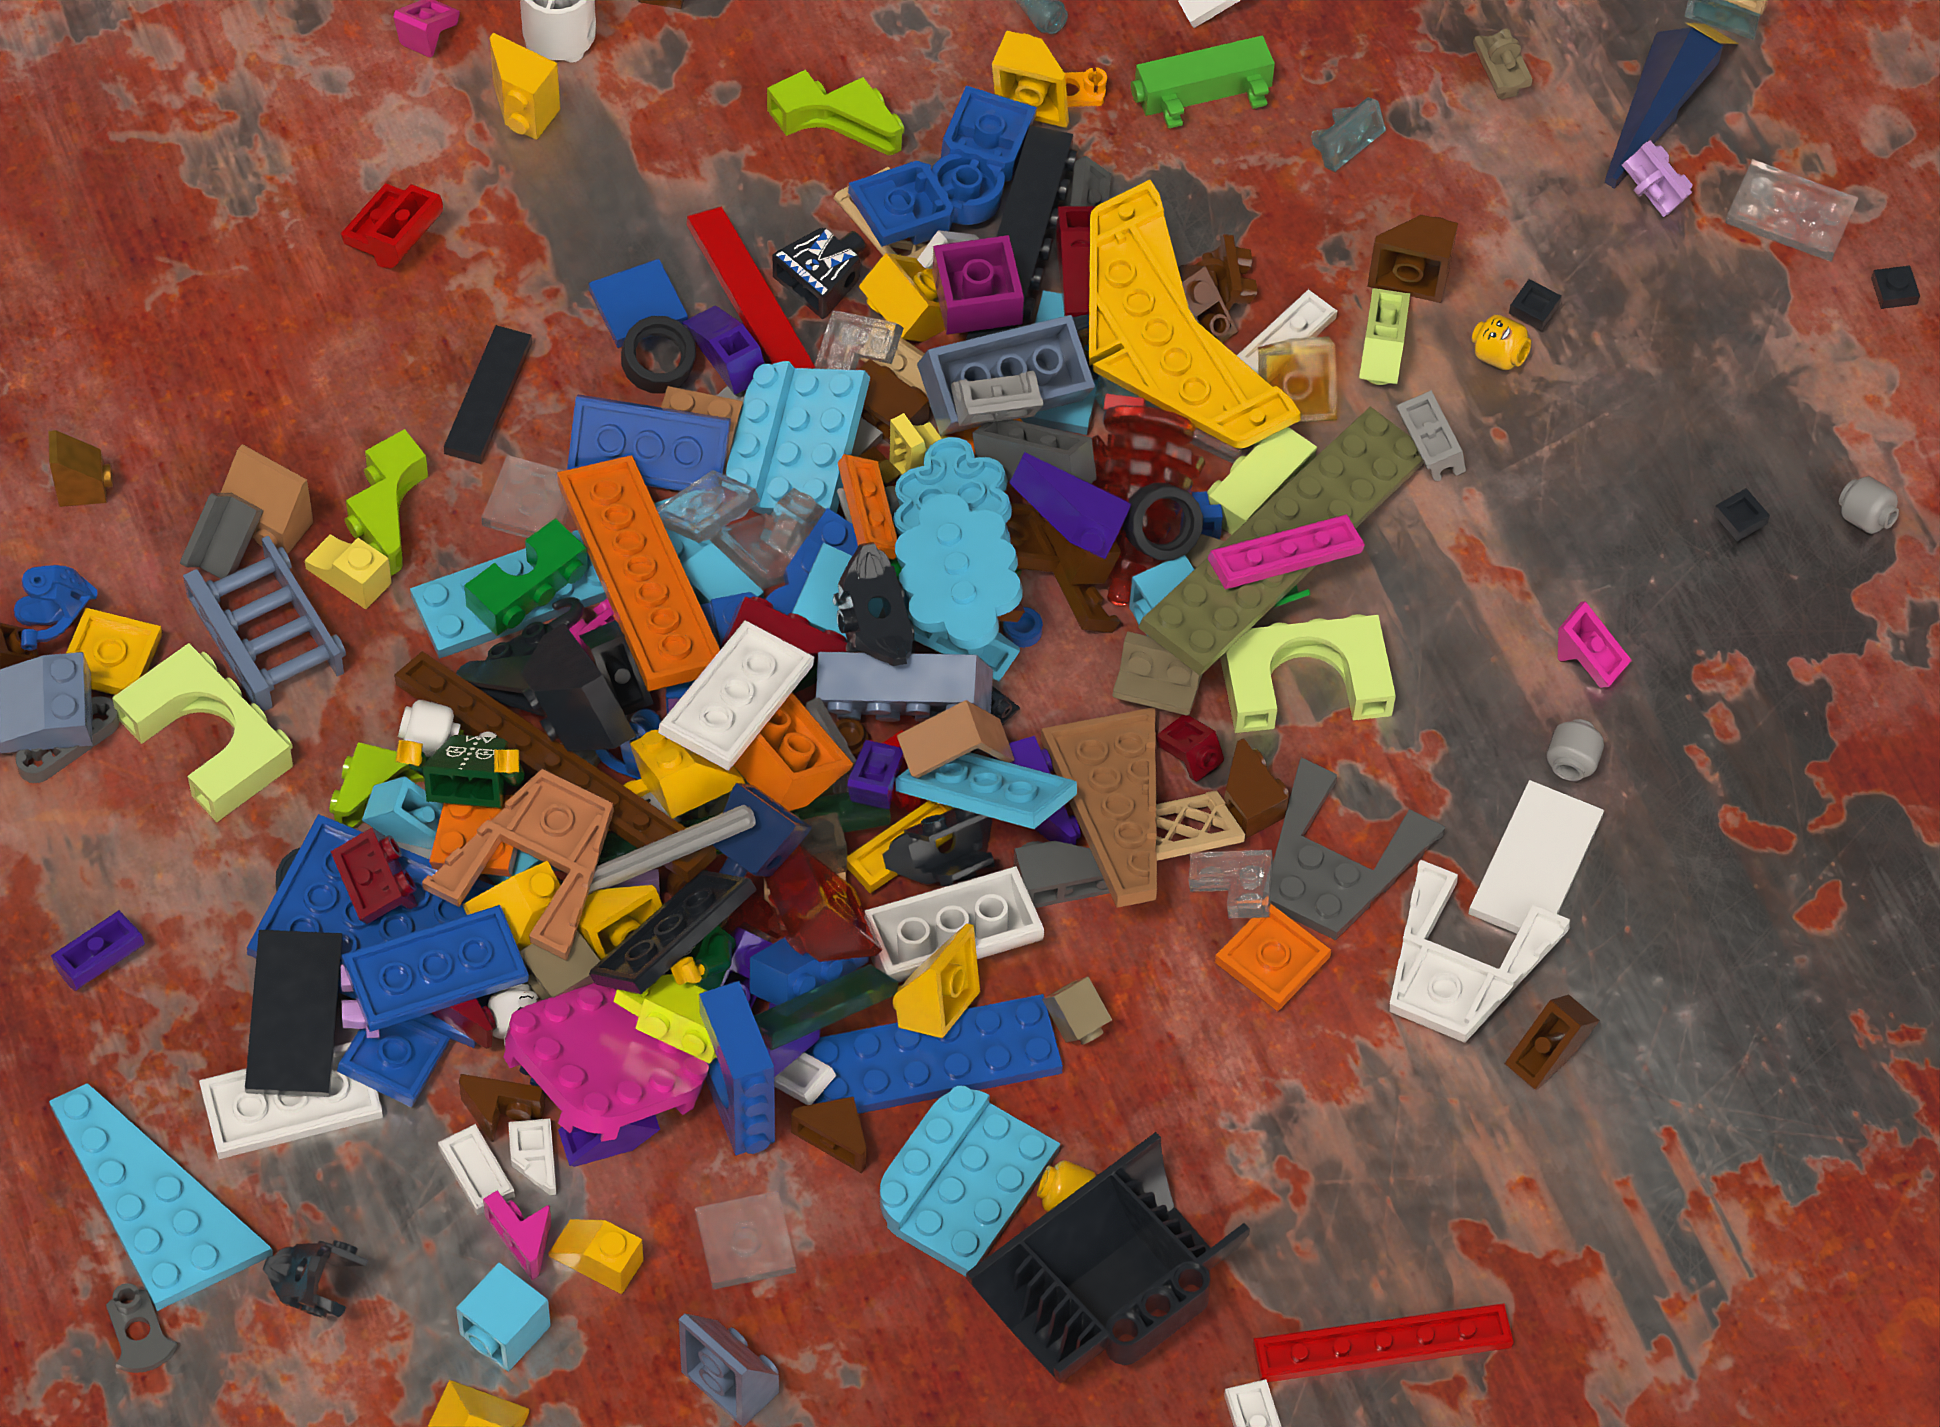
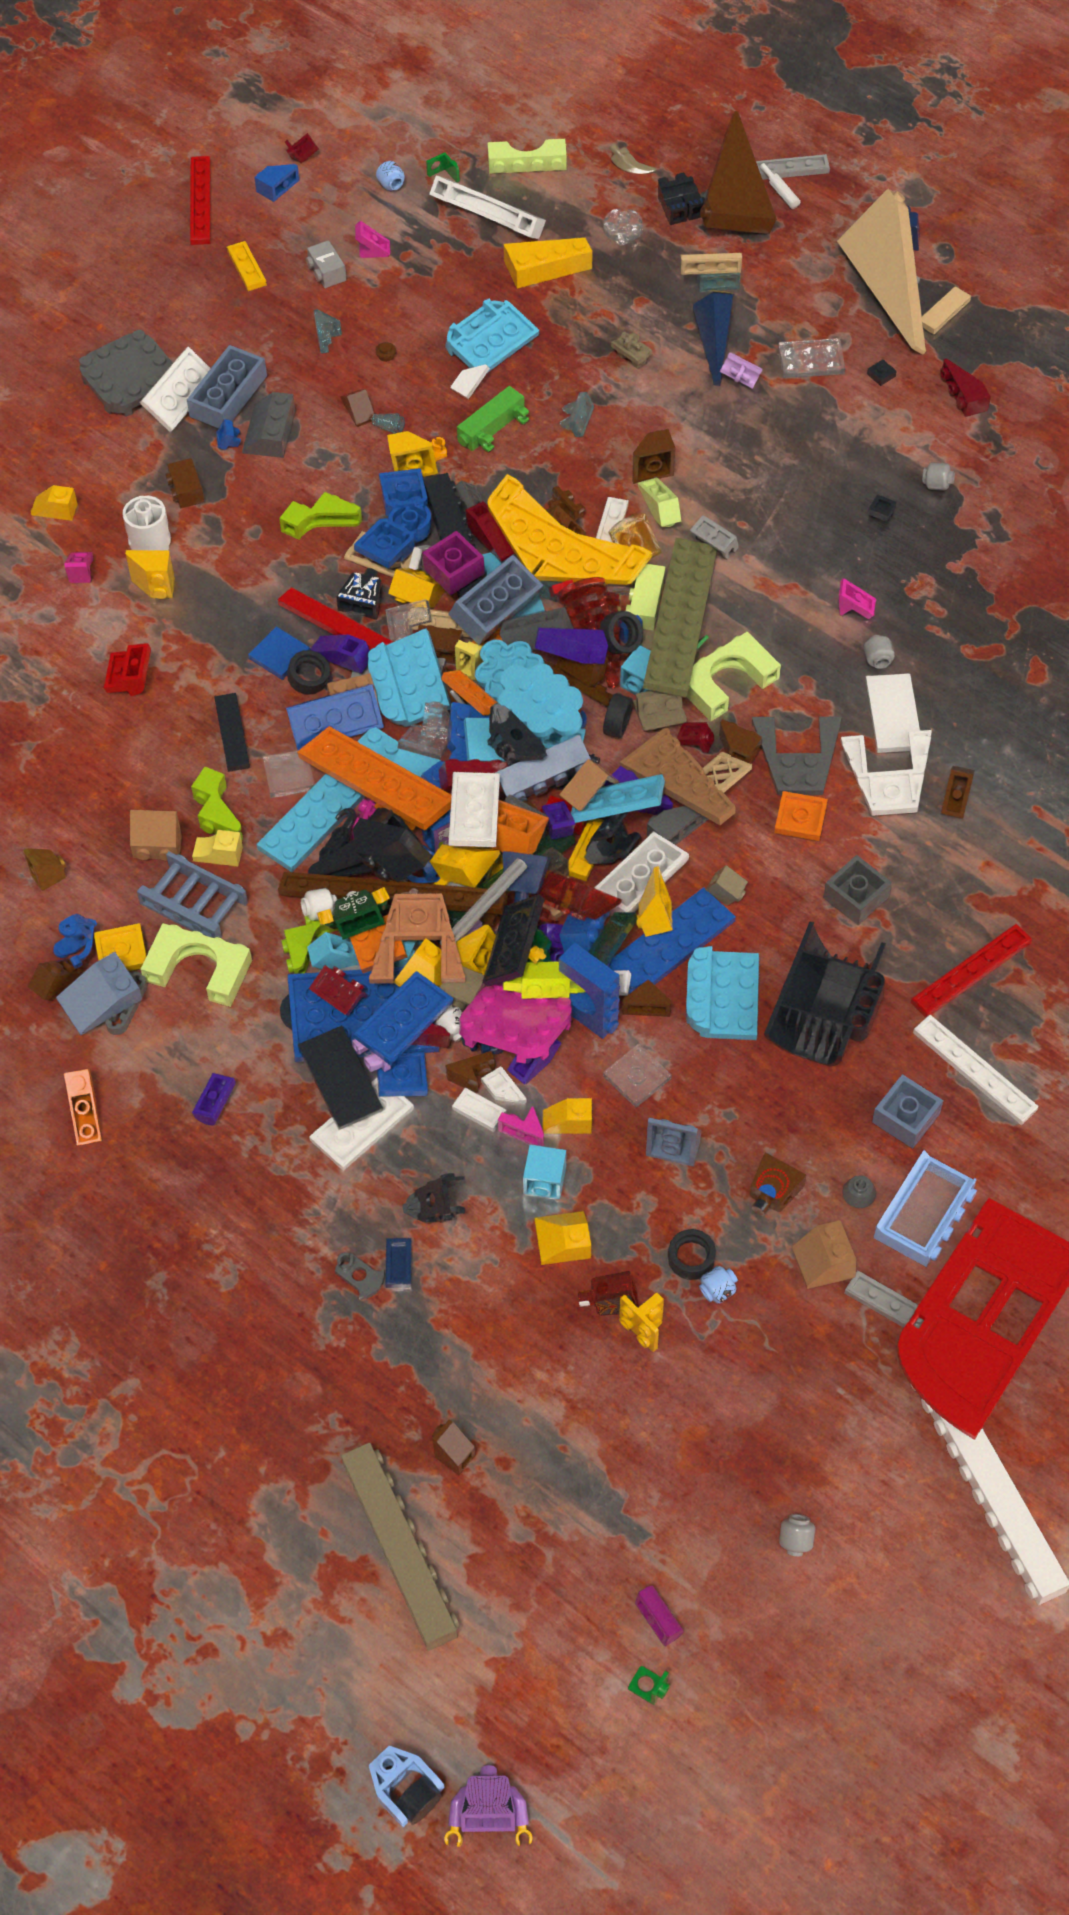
camera: 25 degrees left, 0 degrees up
(162, 1215) = (334, 1212): medium azure wing -> none
(206, 1342) = (398, 1262): none -> dark blue tile
(221, 534) = (144, 862): dark grey panel -> none
(505, 599) = (312, 825): green arch -> none
(707, 506) = (387, 730): clear plate -> none
(996, 398) = (503, 610): light grey hinge -> none
(1061, 1182) = (775, 972): yellow head -> none
(1083, 653) = (617, 715): none -> black tyre
(1241, 873) = (761, 783): clear plate -> none
(1278, 1120) = (857, 889): none -> dark grey brick
(1286, 551) = (688, 619): dark pink tile -> none
(1501, 342) = (717, 479): yellow head -> none
(1535, 304) = (721, 455): black plate -> none

